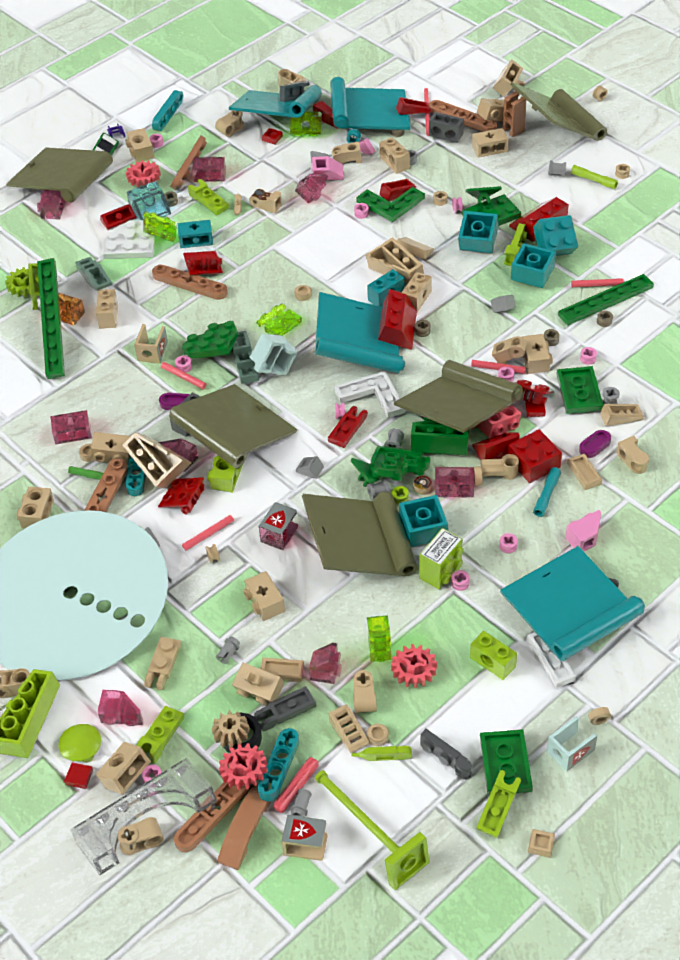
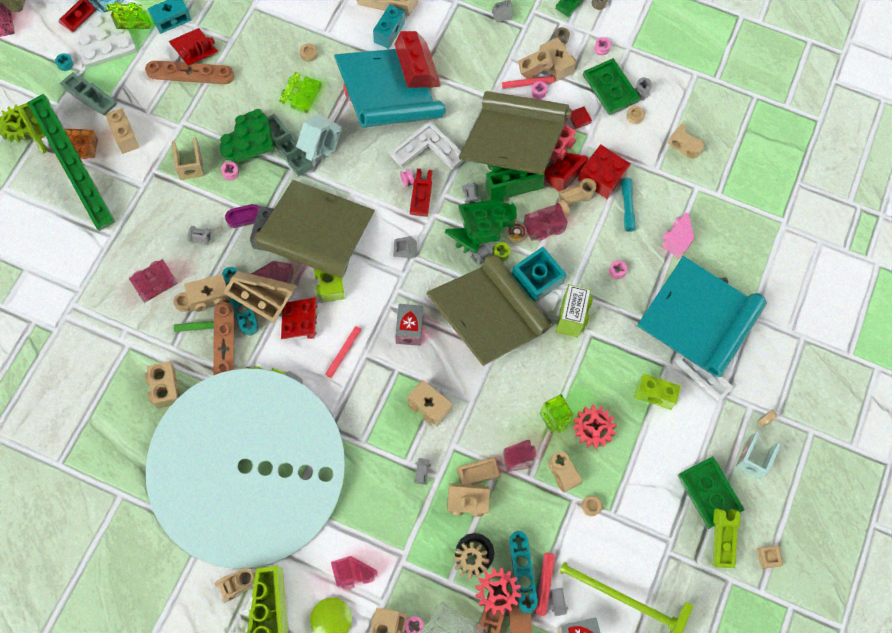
camera: 30 degrees left, 20 degrees up
(88, 248) = (60, 59): none -> teal bush
(129, 404) = (199, 235): none -> light grey bush
(160, 732) = (400, 579): lime plate -> none
(162, 662) = (367, 504): tan hinge -> none
(183, 375) = (235, 183): coral bar -> none
(212, 553) = (360, 374): tan bush -> none
(285, 708) = (502, 510): dark grey hinge -> none
(341, 717) = (561, 517): tan slope -> none
(385, 753) = (606, 523): lime piece -> none
(418, 289) = (420, 18): tan brick -> none
(422, 324) = (439, 64): dark tan bush -> none
(446, 753) = (661, 505): dark grey hinge -> none
(460, 574) = (590, 328): bright pink bush -> none
(540, 391) = (578, 100): red hinge -> none
(584, 471) = (650, 172): tan tile -> none
(593, 420) = (635, 114): none -> tan tile
(595, 443) = (647, 139): magenta tile -> none
(620, 413) = (656, 101): tan slope -> none

